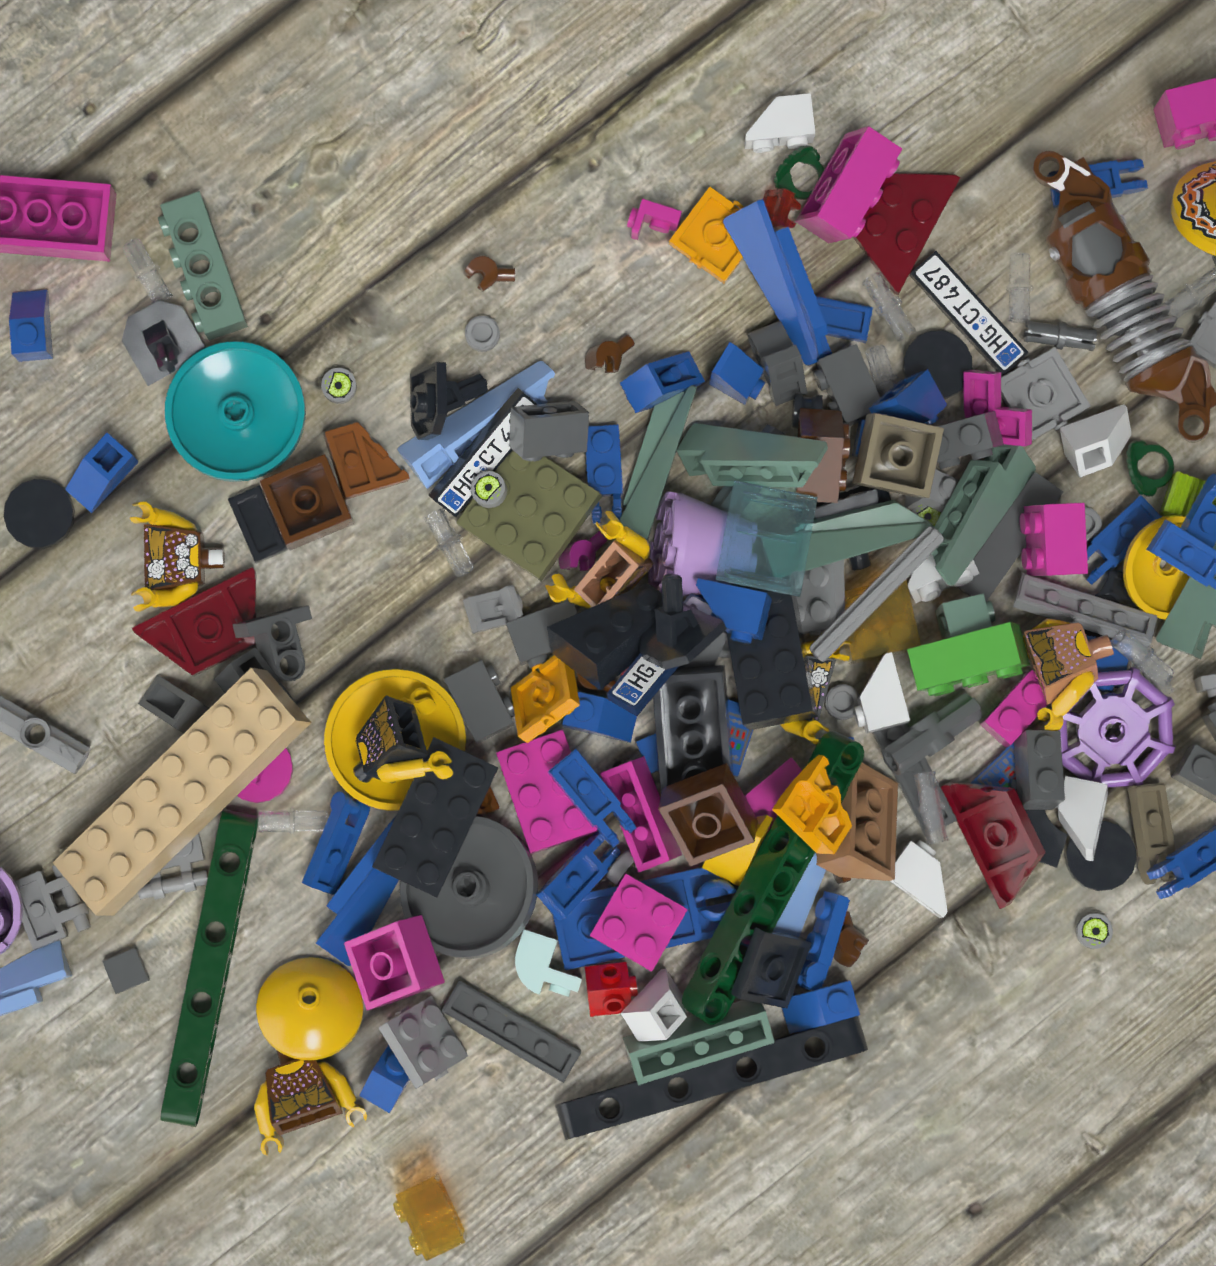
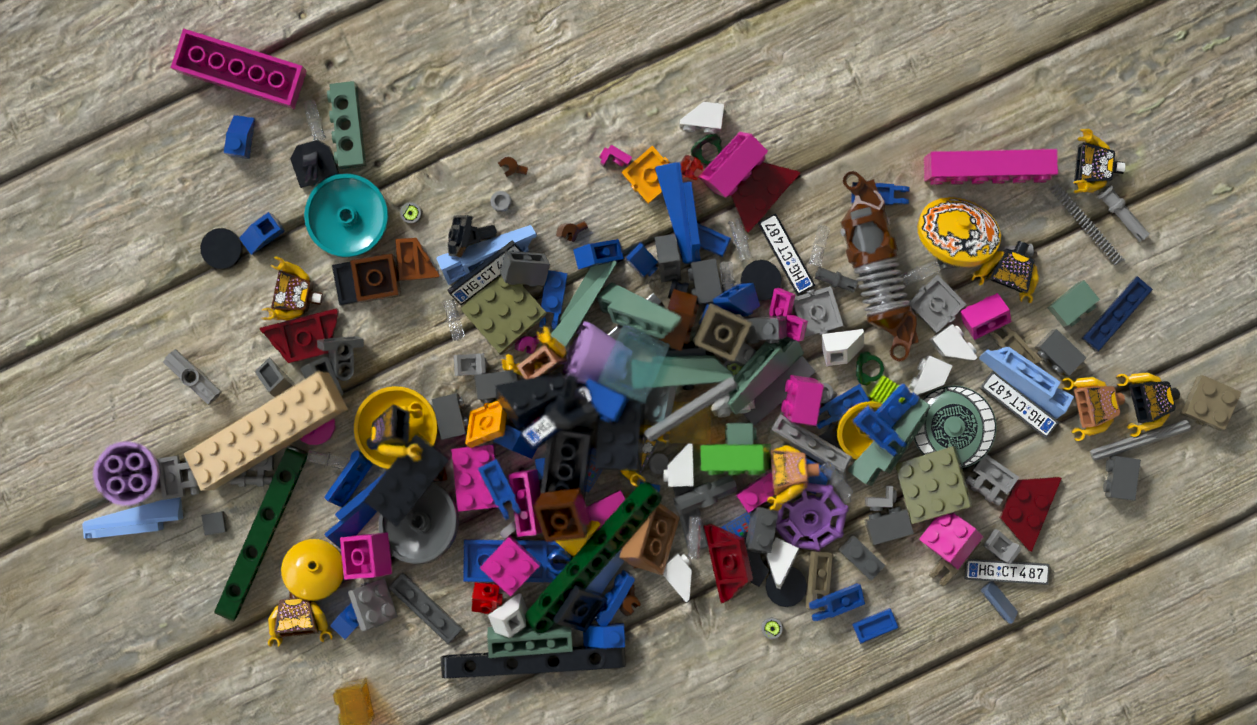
camera: 15 degrees right, 5 degrees up
(489, 489) = (482, 295): tile -> none
(533, 964) = (446, 575): light aqua brick -> none
(576, 877) = (481, 531): blue hinge -> none
(815, 808) = (624, 526): light orange slope -> none

